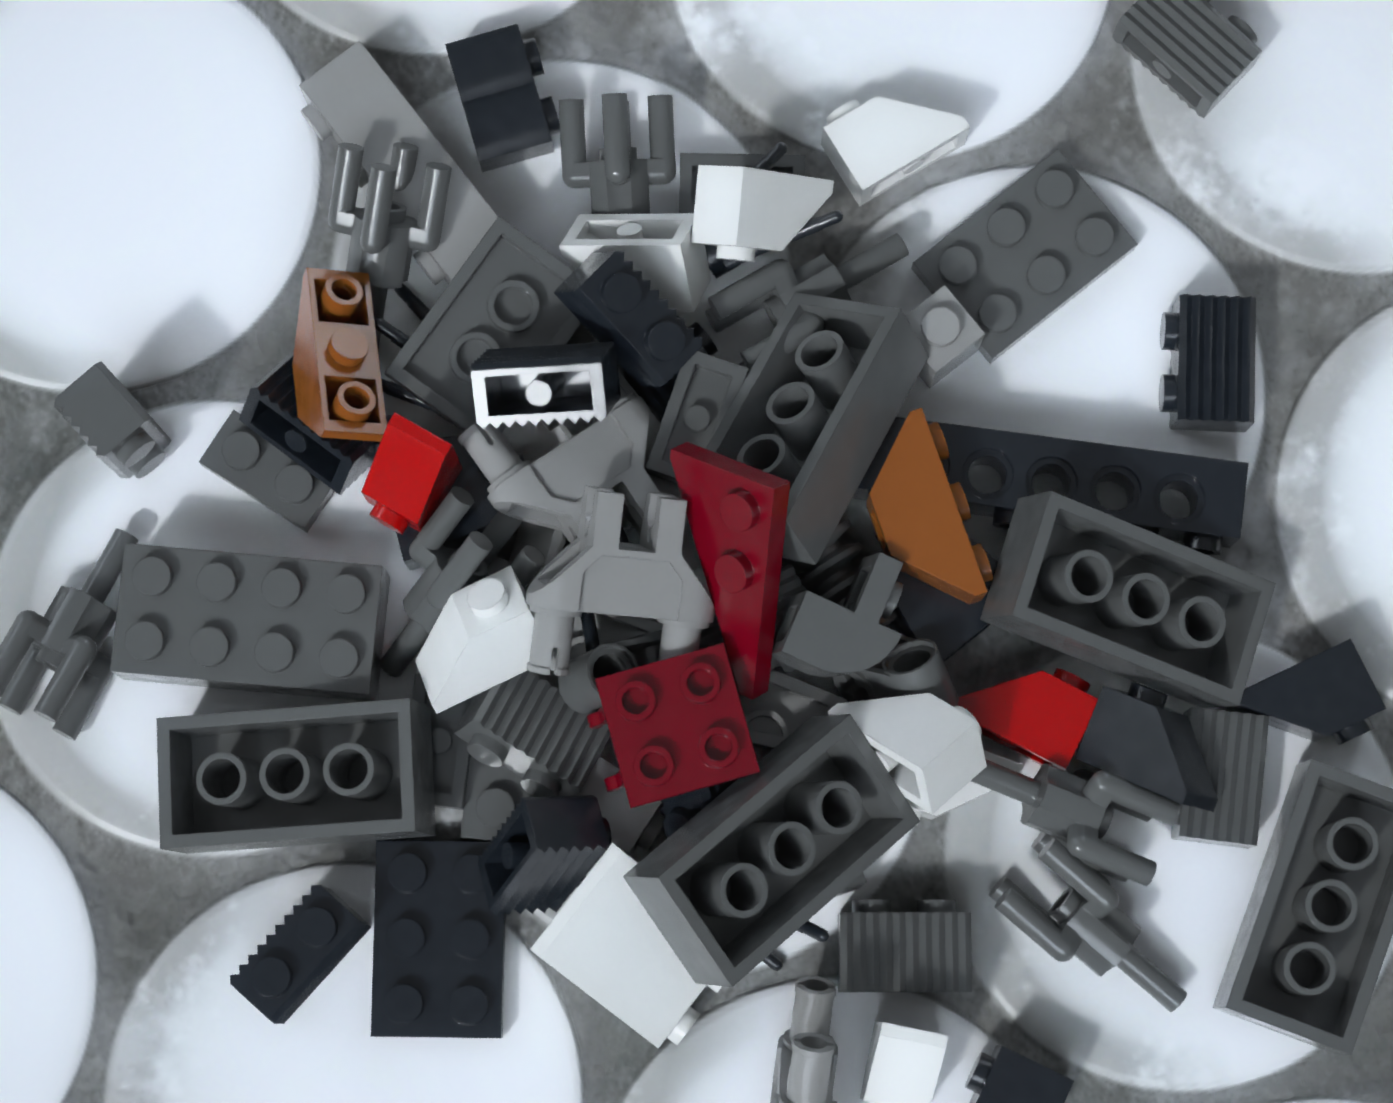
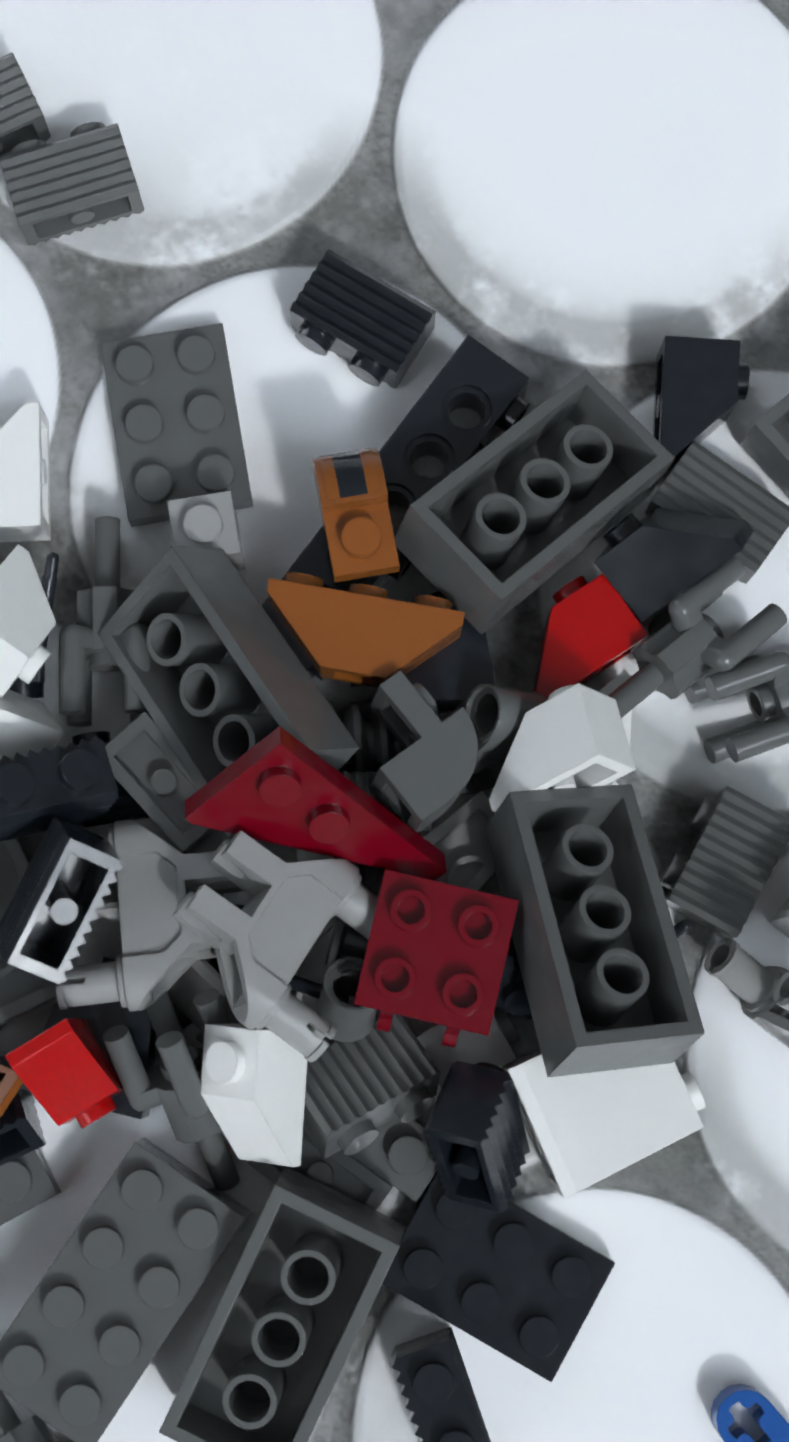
camera: 65 degrees left, 0 degrees up
(1021, 450) = (356, 514): none -> dark orange brick

